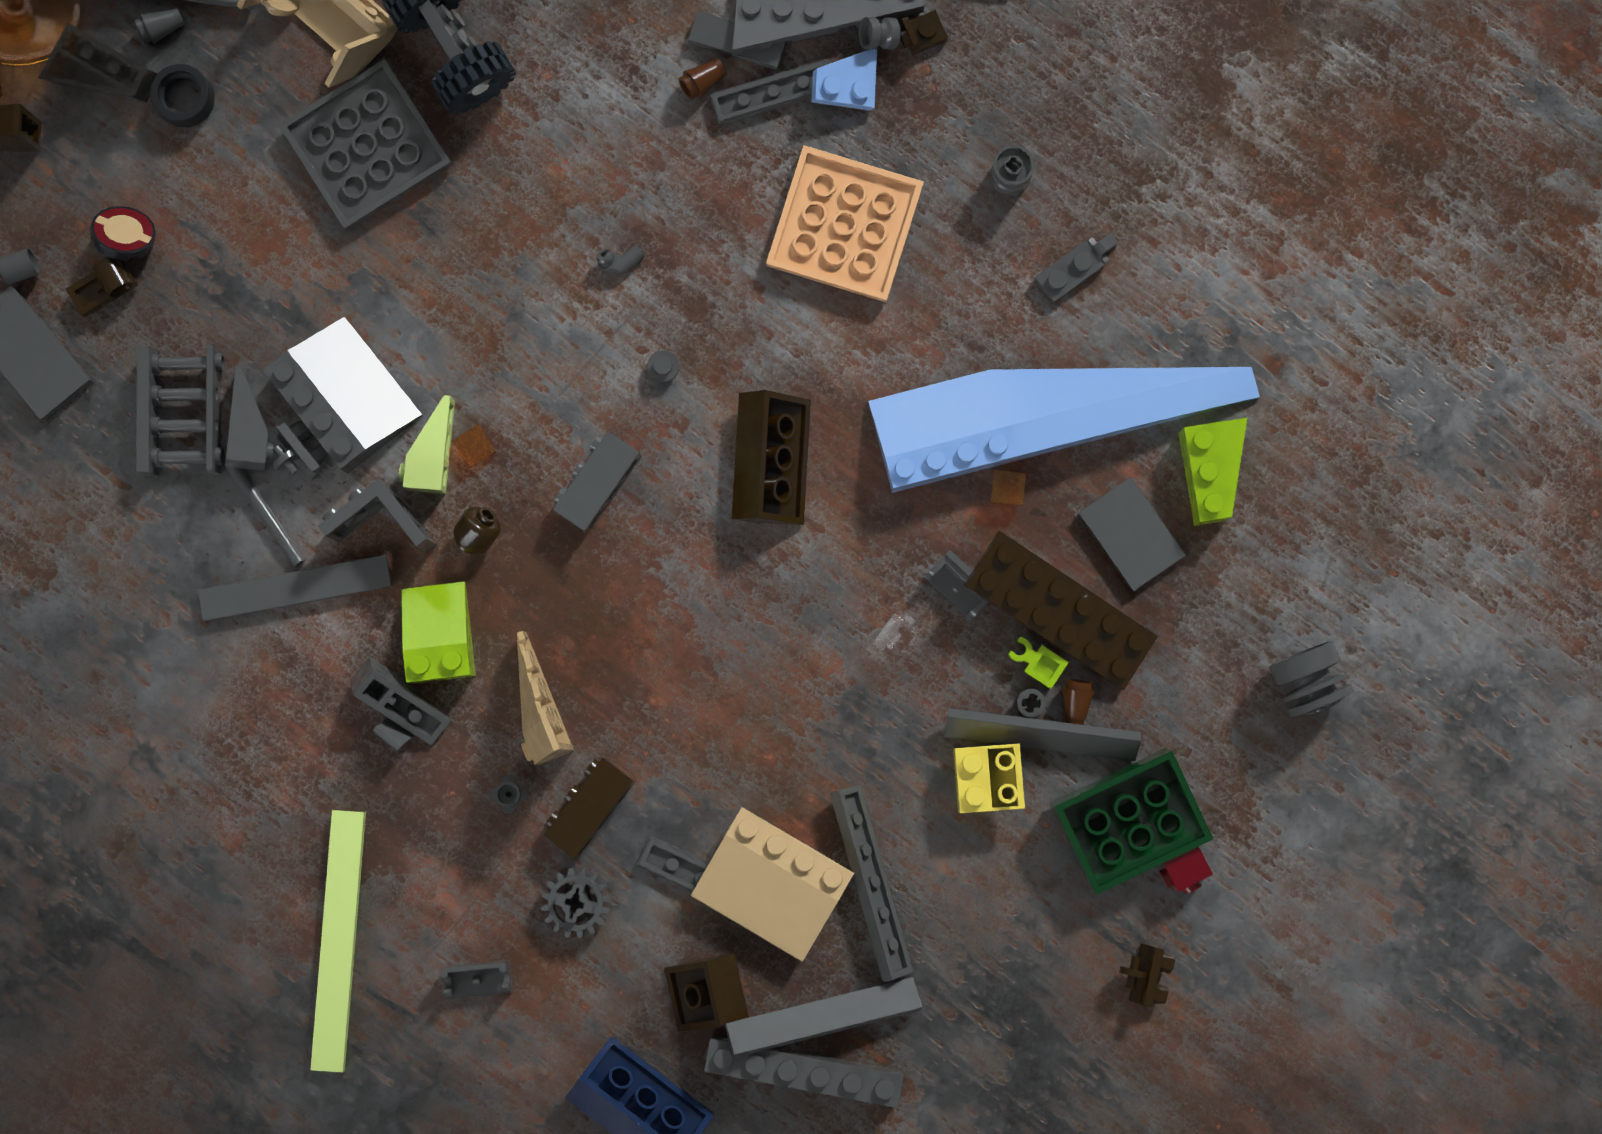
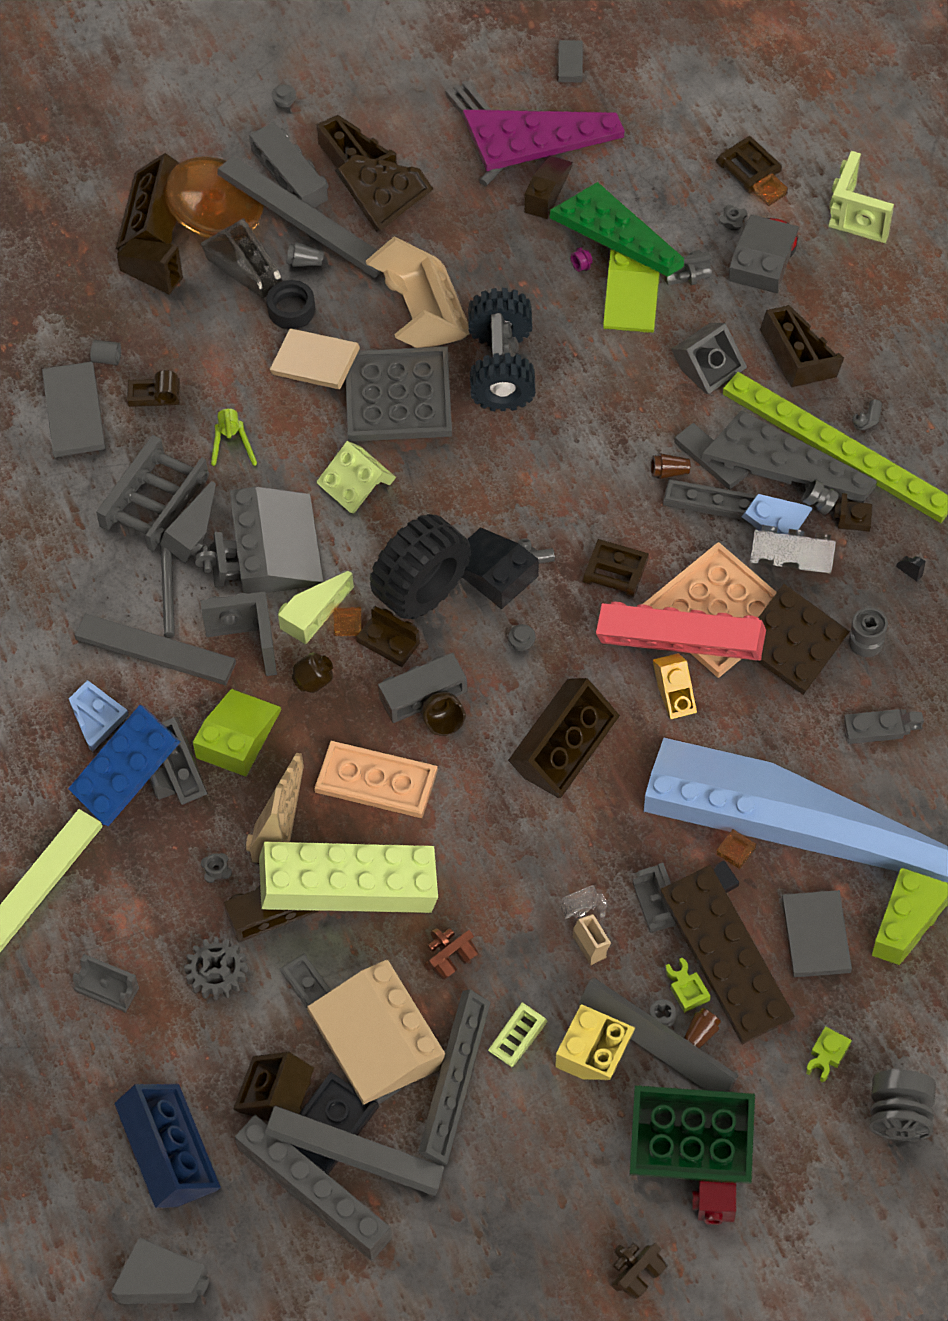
camera: 25 degrees right, 25 degrees down
(122, 233) = (191, 363): tile -> none
(207, 284) = (229, 425): none -> lime plant
(251, 151) = (315, 358): none -> tan tile
(282, 696) = (96, 713): none -> light blue wing
(351, 744) = (124, 765): none -> blue plate
(379, 272) = (353, 476): none -> yellowish green bracket
(521, 358) = (420, 566): none -> black tyre
(527, 441) = (389, 636): none -> dark brown bracket
(585, 298) = (499, 567): none -> black slope
(608, 607) = (376, 779): none -> light nougat tile
(636, 502) = (443, 714): none -> dark brown hair
(651, 743) = (348, 877): none -> yellowish green brick
(711, 222) = (617, 560): none -> dark brown plate
(776, 981) = (339, 1107): none -> black tile
(787, 756) = (462, 946): none -> copper hips
(826, 279) = (681, 631): none -> coral brick
(849, 337) = (675, 685): none -> yellow slope
(886, 116) = (793, 549): none -> clear smoke wedge
(909, 775) = (522, 1010): none -> yellowish green slope
(919, 672) = (591, 939): none -> tan piece
(940, 218) = (798, 638): none -> dark brown plate
(1011, 524) = (726, 876): none -> black tile
(1017, 65) = (912, 567): none -> black tile
(1207, 649) = (829, 1050): none -> lime plate

